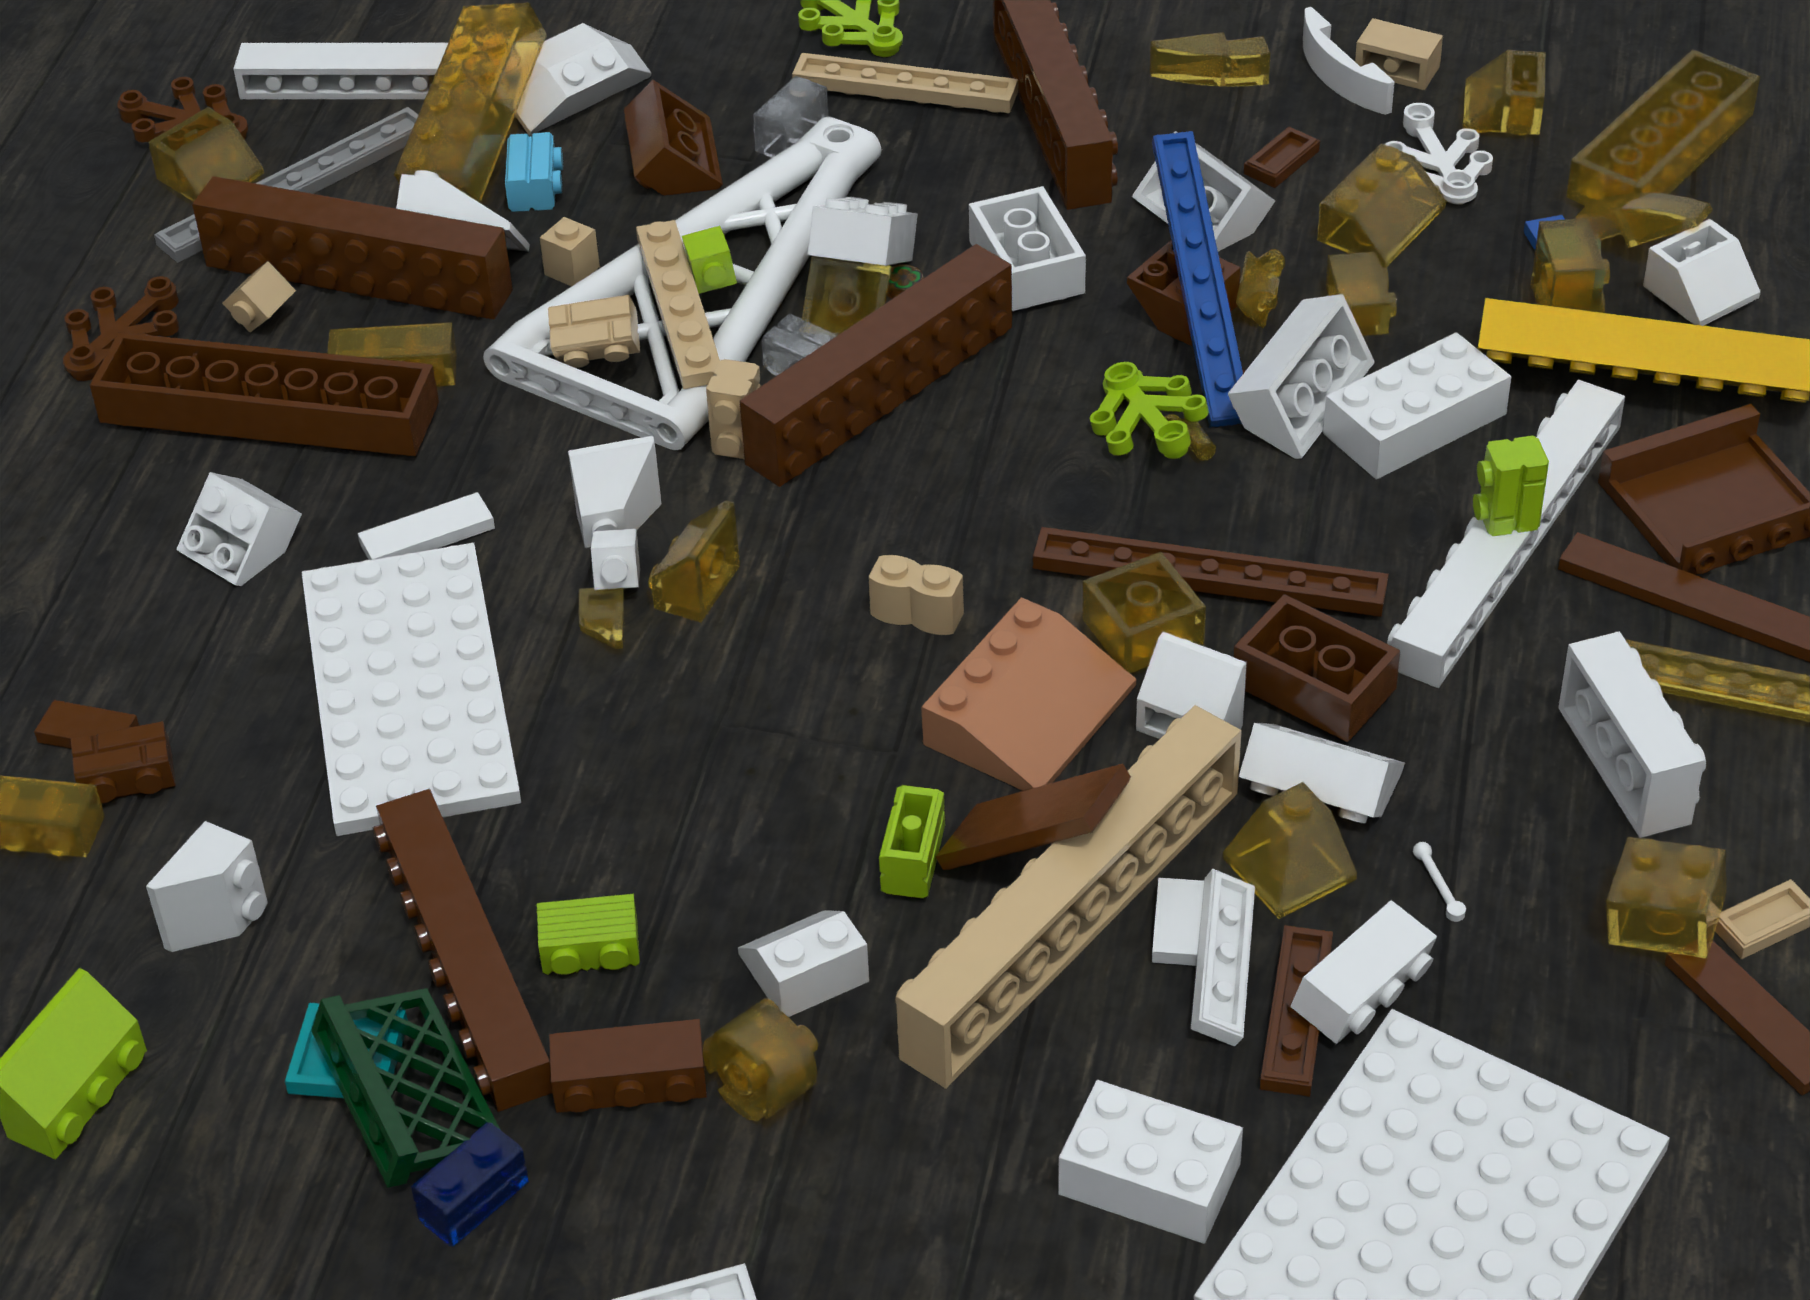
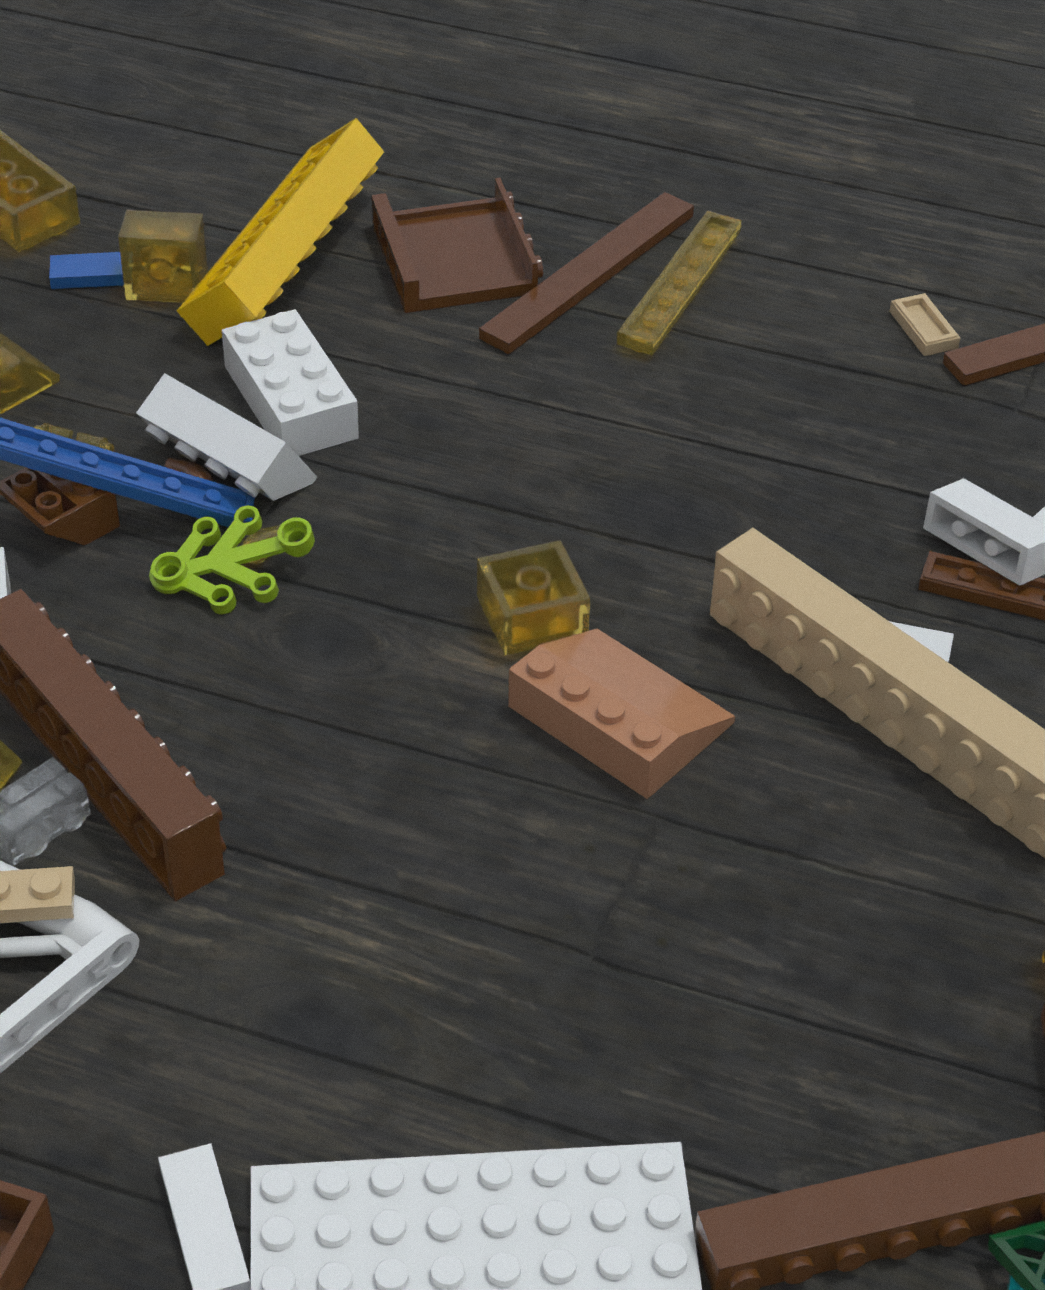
camera: 85 degrees left, 0 degrees up
(588, 934) = (905, 1087): lime brick -> none
(602, 615) = (408, 1050): clear yellow slope -> none
(615, 485) = (234, 1007): white slope -> none
(615, 559) = (337, 1014): white brick -> none
(697, 564) = (368, 933): clear yellow slope -> none
(725, 389) = (129, 872): tan brick -> none
(808, 961) = (943, 908): white slope -> none
(912, 841) = (814, 801): lime brick -> none
(916, 594) = (457, 763): tan brick -> none
(1034, 817) = (824, 693): reddish brown tile -> none
(1187, 676) = (656, 579): white slope -> none
(1218, 570) = (455, 574): reddish brown plate -> none
(1223, 958) = (957, 620): white tile -> none
(1291, 851) = (838, 554): clear yellow slope -> none
(1317, 667) = (628, 498): reddish brown brick -> none
(1333, 771) = (763, 499): white slope -> none
(1364, 288) = (108, 392): clear yellow brick -> none
(1455, 909) = (900, 483): white hinge -> none
(1485, 565) = (474, 364): white brick -> none
(1511, 485) = (475, 316): lime brick -> none
(1631, 734) = (748, 333): white brick -> none
(1643, 216) = (100, 201): clear yellow slope -> none
(1666, 897) = (923, 353): clear yellow brick -> none
(1701, 273) = (179, 186): white slope -> none

